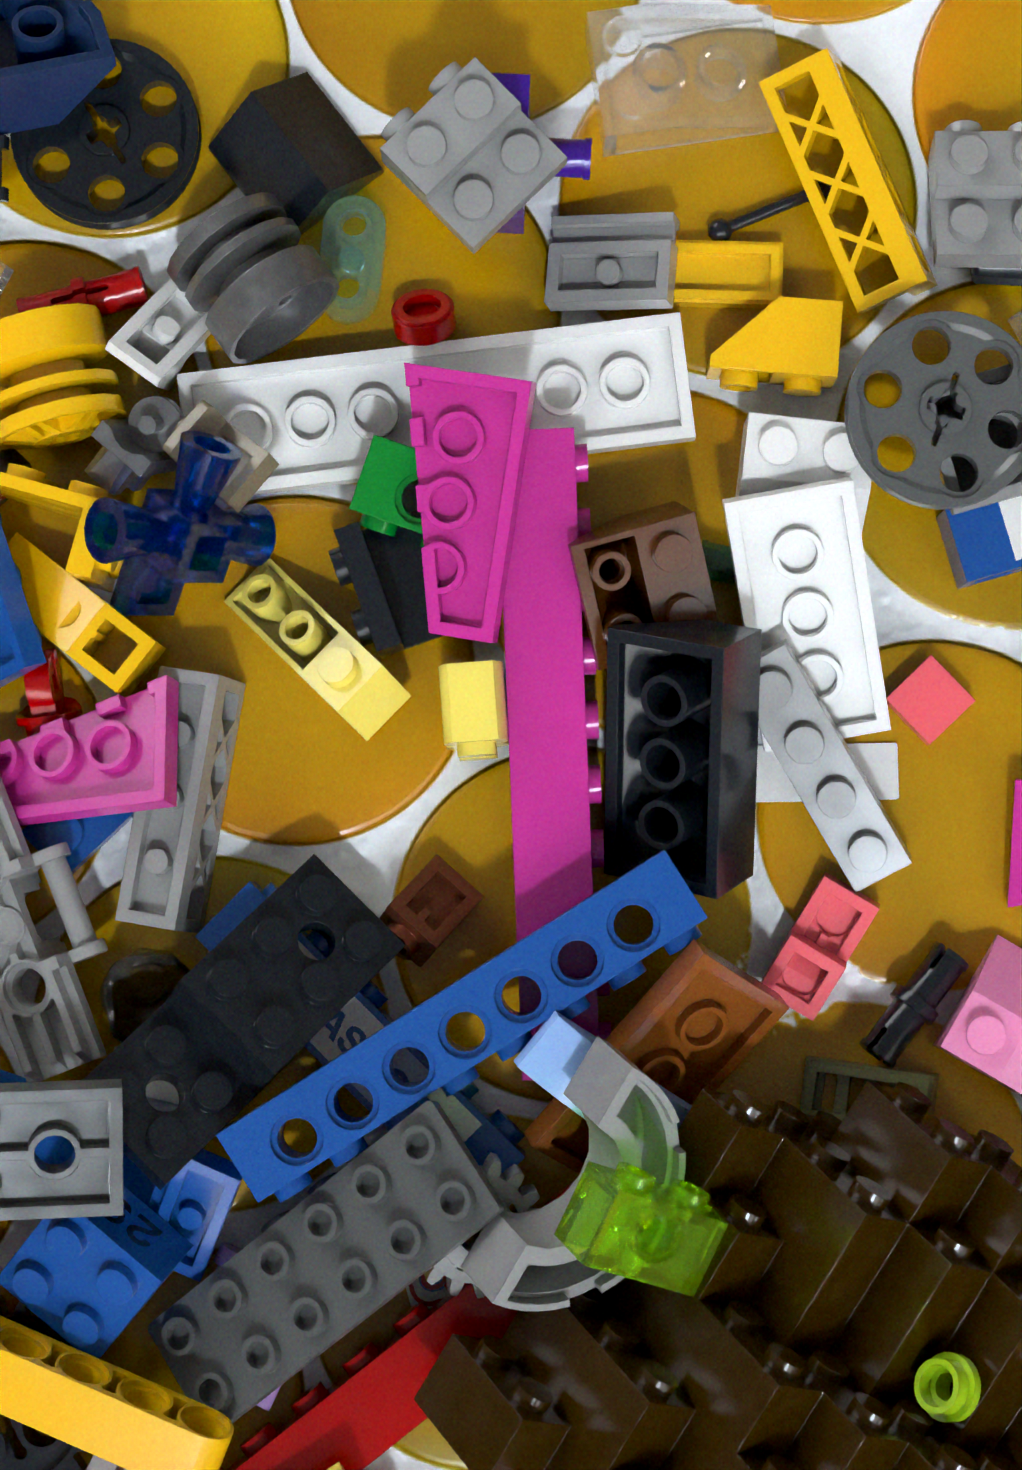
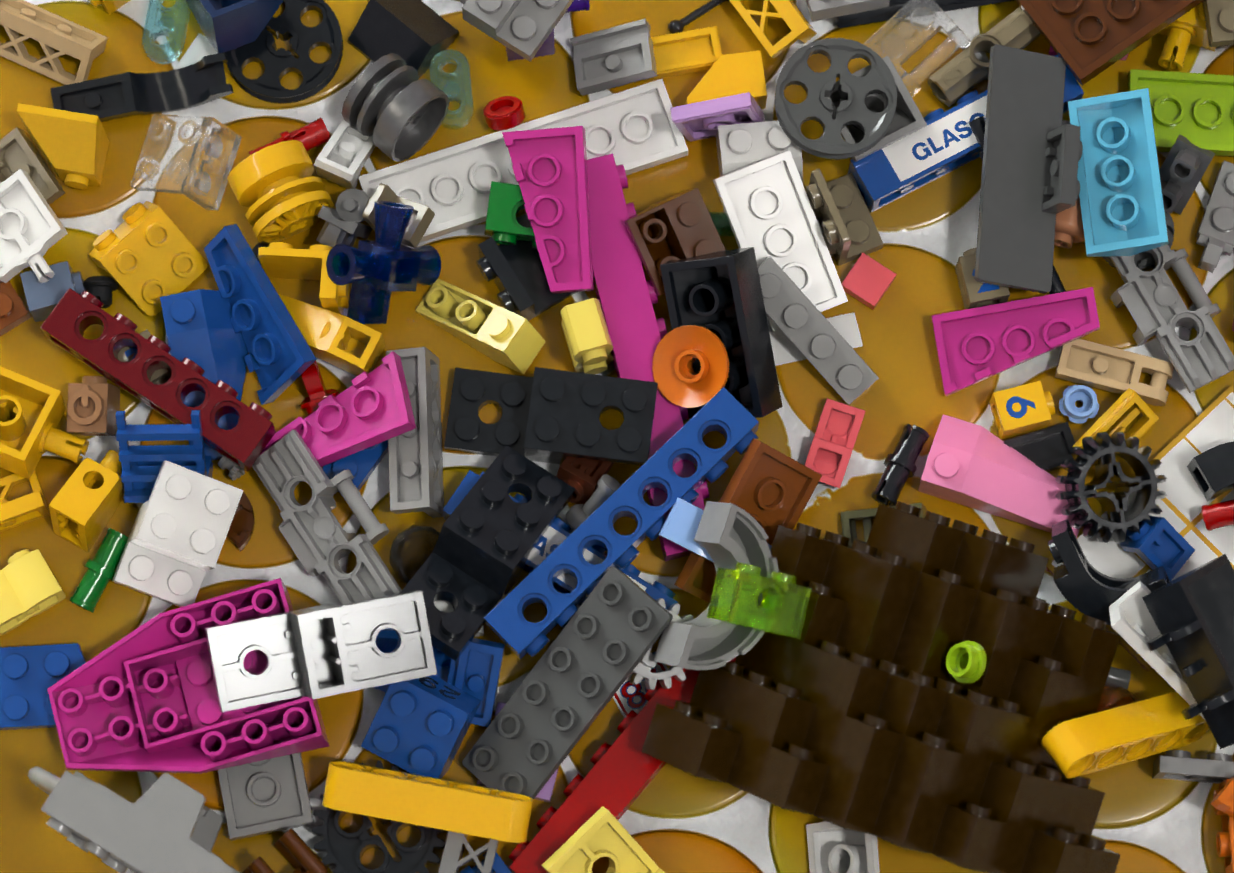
camera: 20 degrees left, 10 degrees down
(394, 822) = (551, 415): none -> black bracket
(413, 983) = (580, 512): none -> light grey piece
(597, 802) = (674, 366): none -> orange dish
(750, 392) = (702, 118): none -> lavender plate
(913, 592) = (843, 217): none -> dark tan bracket

